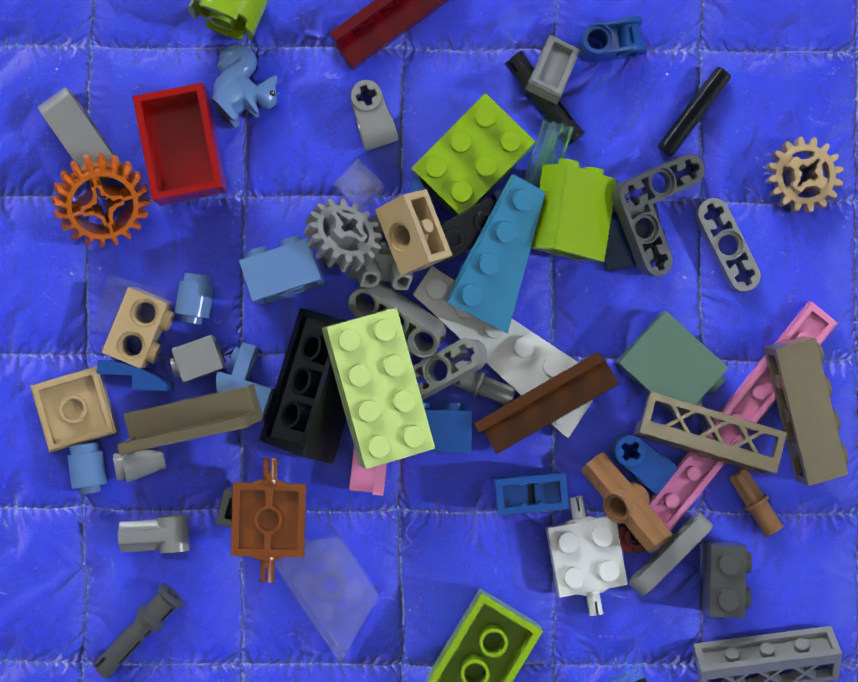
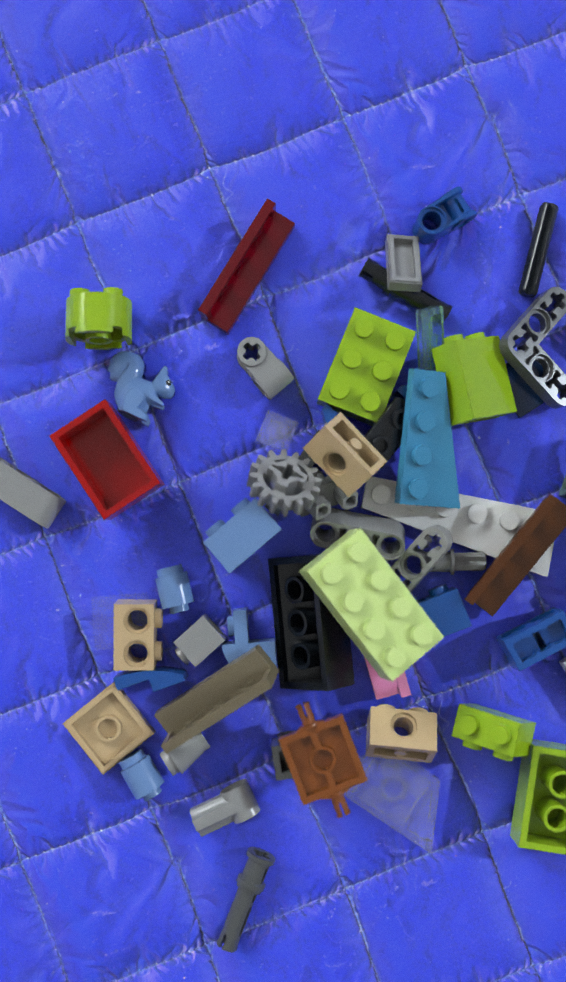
camera: 15 degrees left, 0 degrees up
(88, 203) = (81, 518): orange gear -> none
(367, 548) = (386, 743): none -> tan brick
(450, 564) = (494, 730): none -> lime brick

